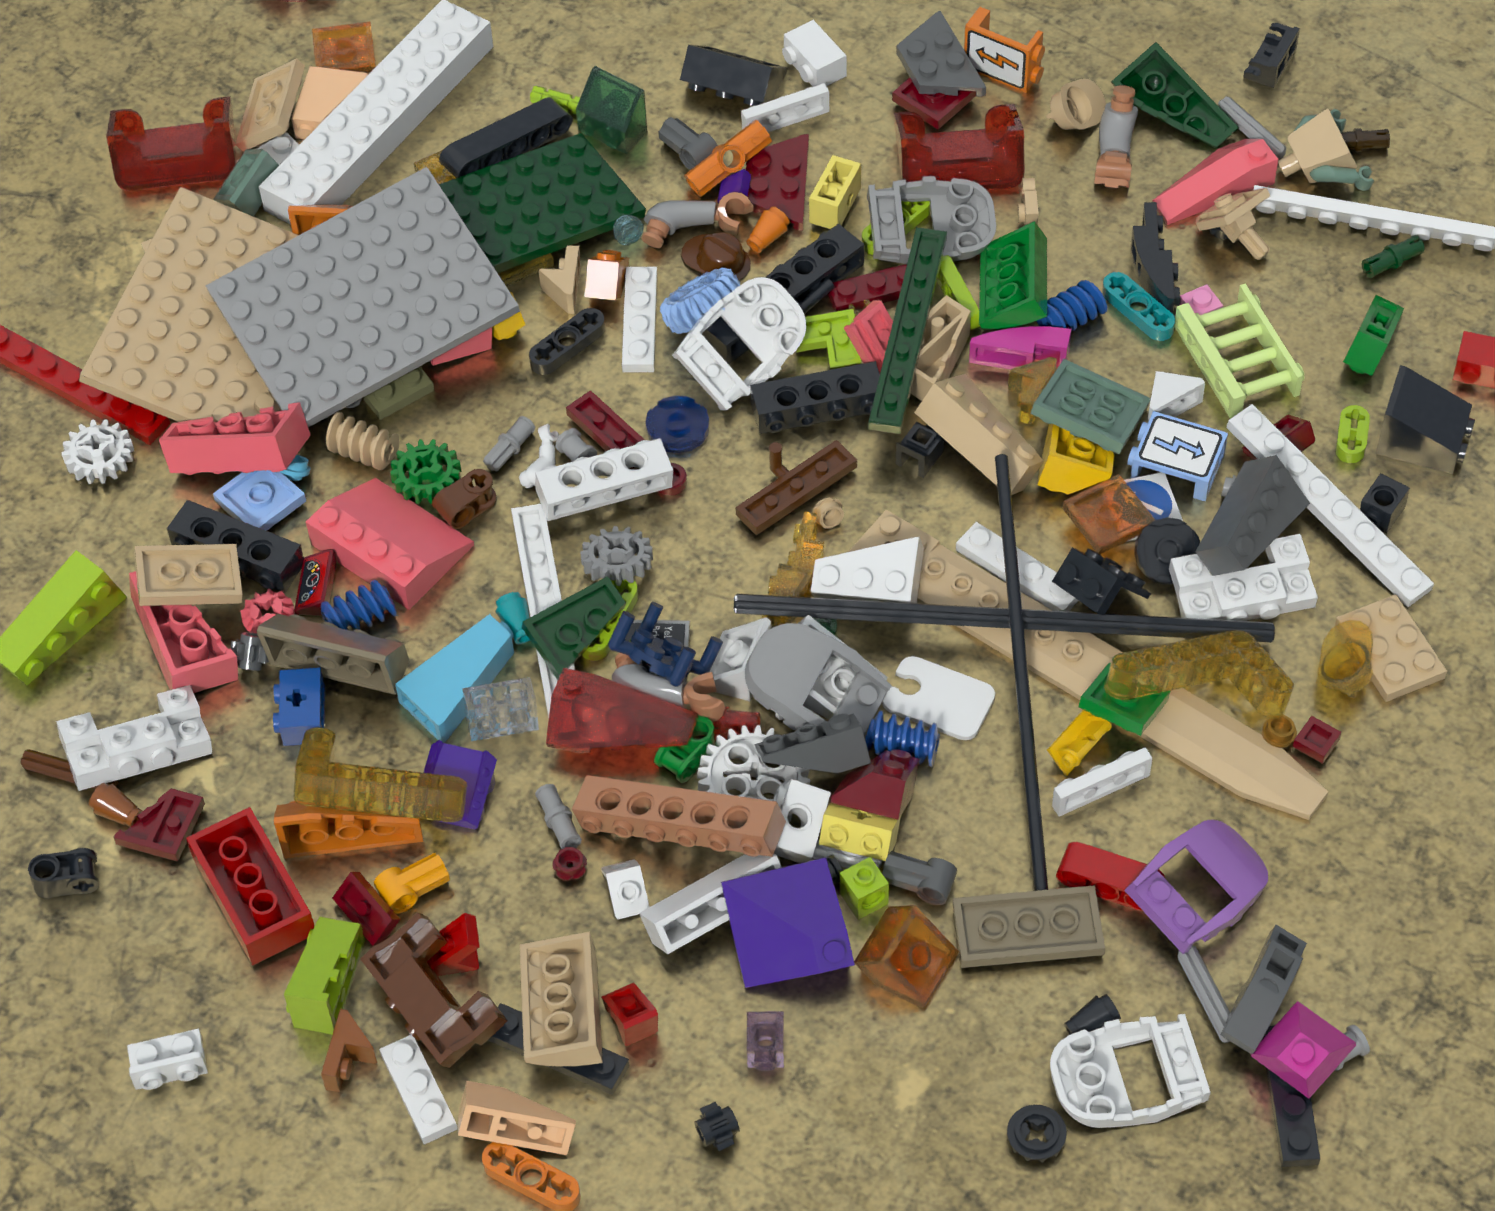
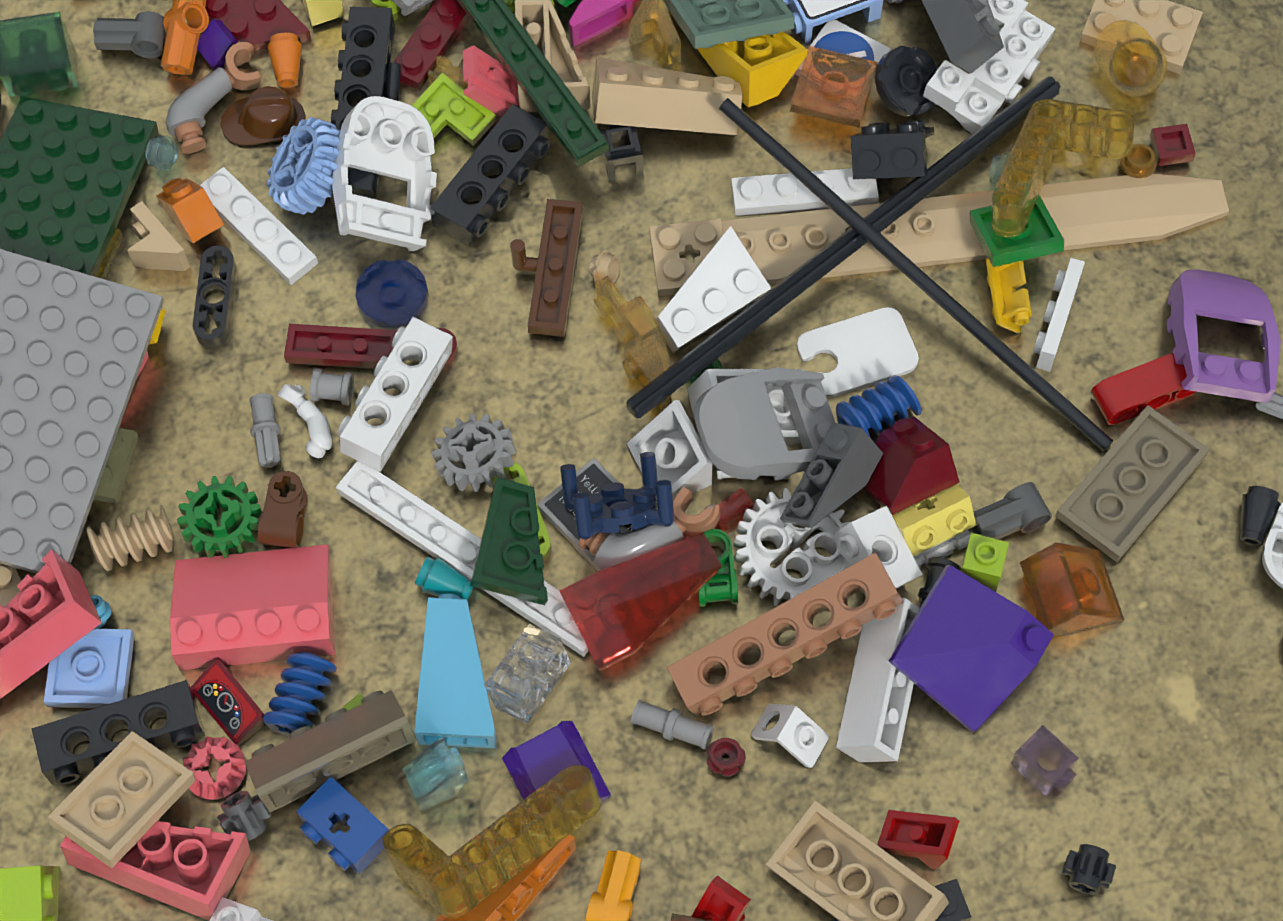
camera: 45 degrees left, 10 degrees up
(381, 723) = (436, 776): none -> clear light blue slope

